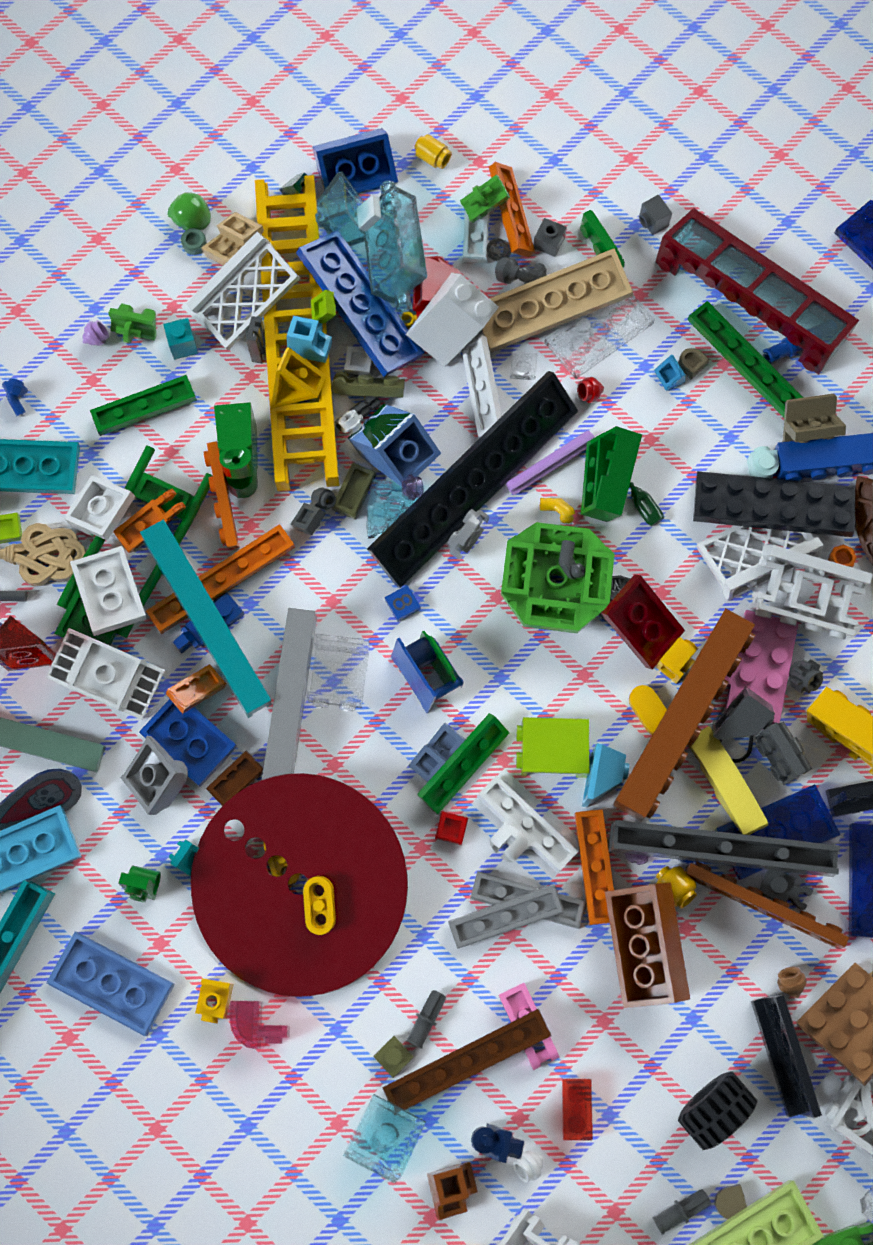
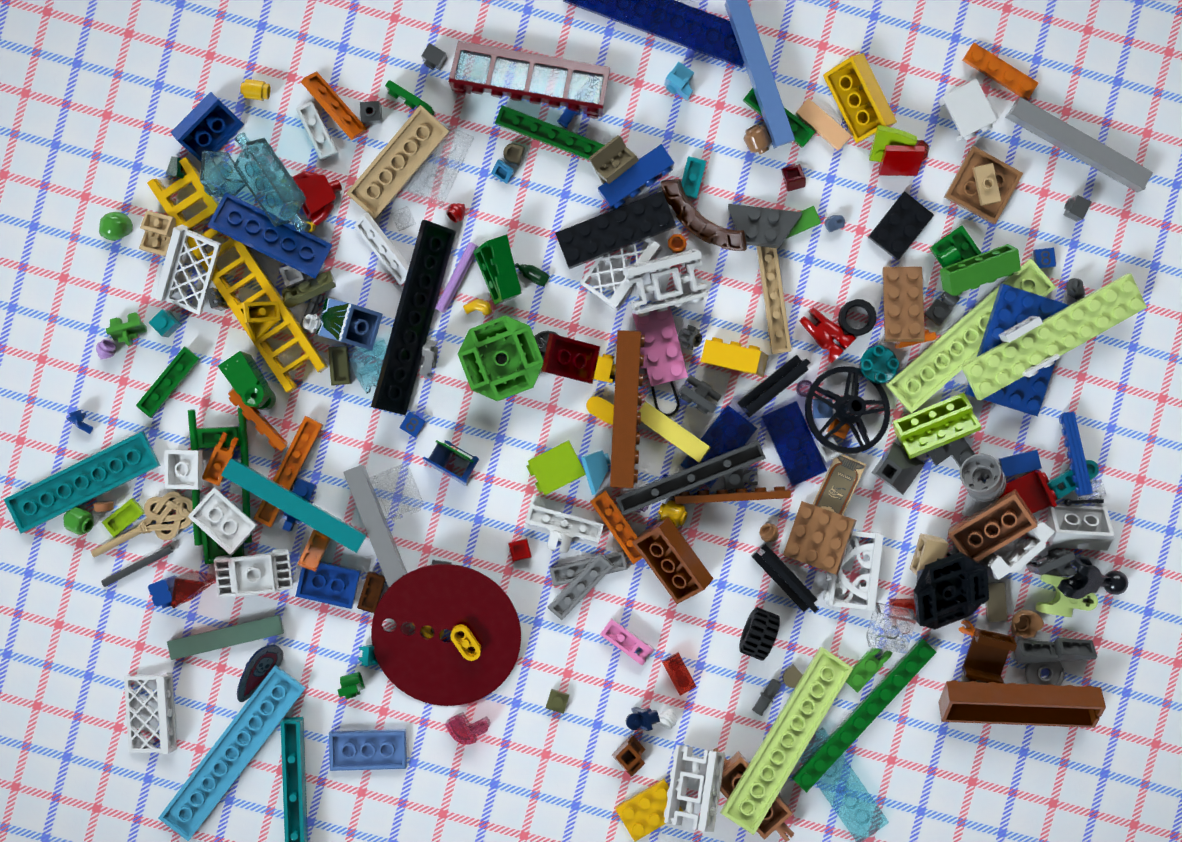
camera: 30 degrees left, 15 degrees up
(154, 777) = (322, 619): light grey slope -> none
(192, 241) = (130, 245): sand green tile -> none
(222, 992) = (434, 720): yellow brick -> none
(308, 340) = (251, 284): medium azure brick -> none
(311, 514) = (321, 400): dark grey plate -> none
(323, 306) = (248, 255): lime plate -> none
(368, 213) = (239, 168): white tile -> none
(384, 1139) = (576, 750): clear light blue slope -> none
(412, 487) = (377, 348): clear purple plate -> none
(426, 1018) = (565, 670): dark grey axle -> none
(436, 752) = (486, 508): sand blue slope -> none
(452, 319) = (338, 214): white slope -> none
(463, 763) = (505, 507): green plate -> none
(468, 1060) = (601, 682): reddish brown plate -> none
(485, 198) = (312, 112): bright green hips -> none
(494, 243) = (340, 146): clear smoke bush -> none
(508, 271) = (356, 154): dark grey arm -> none
(570, 567) = (503, 347): dark grey arm -> none
(744, 716) = (663, 387): dark grey slope -> none
(763, 462) = (595, 204): light aqua plate -> none

